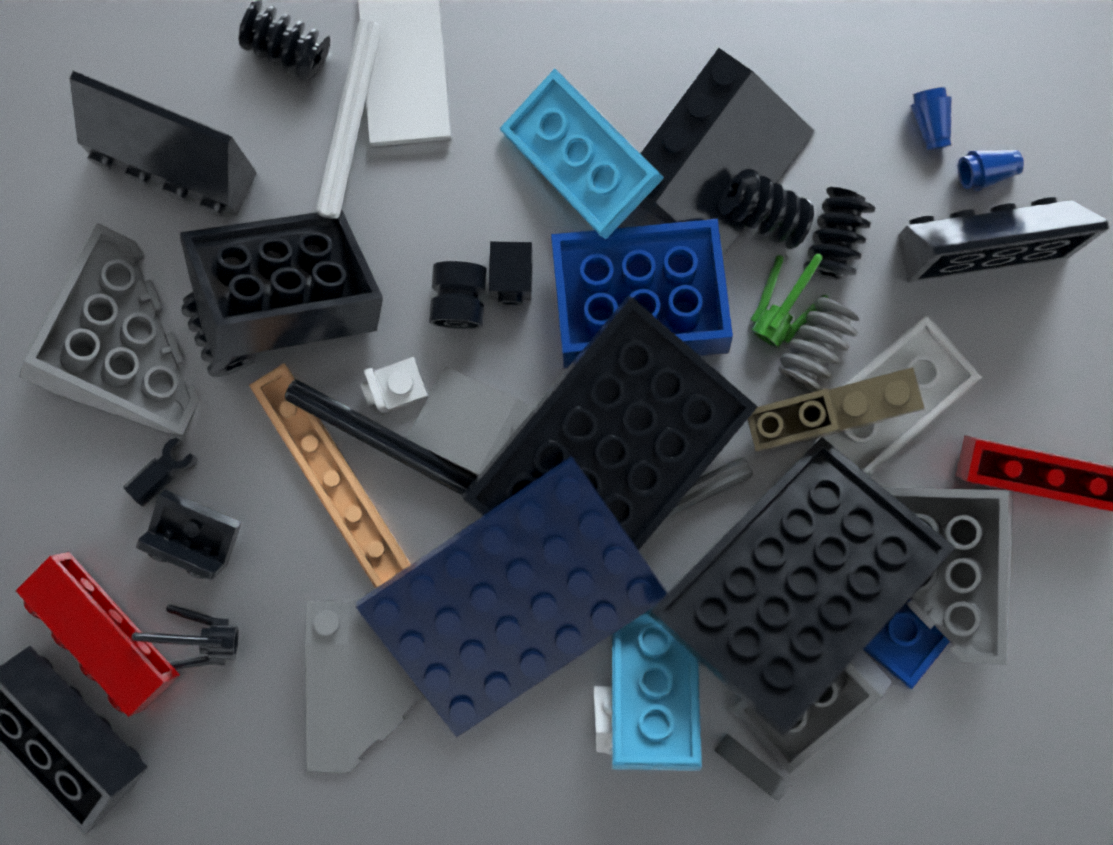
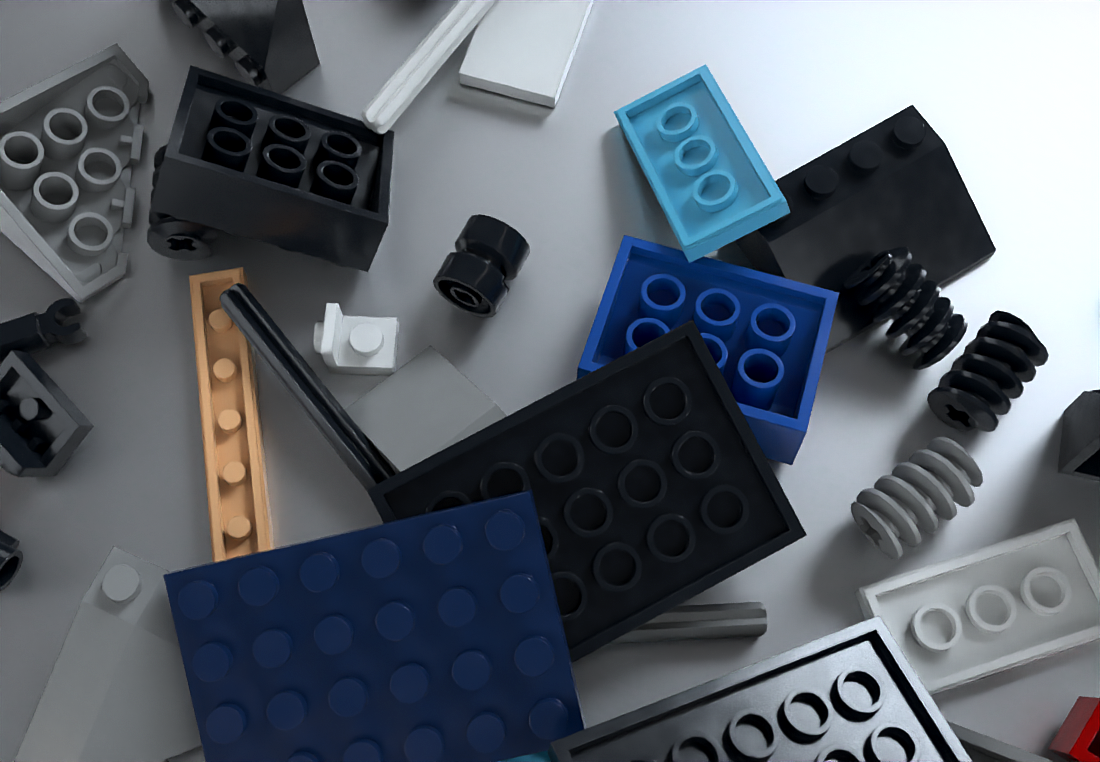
camera: 20 degrees right, 15 degrees down
(510, 272) = (558, 265): black brick -> none
(774, 324) = (864, 452): bright green plant -> none
(835, 410) = (912, 587): dark tan slope -> none

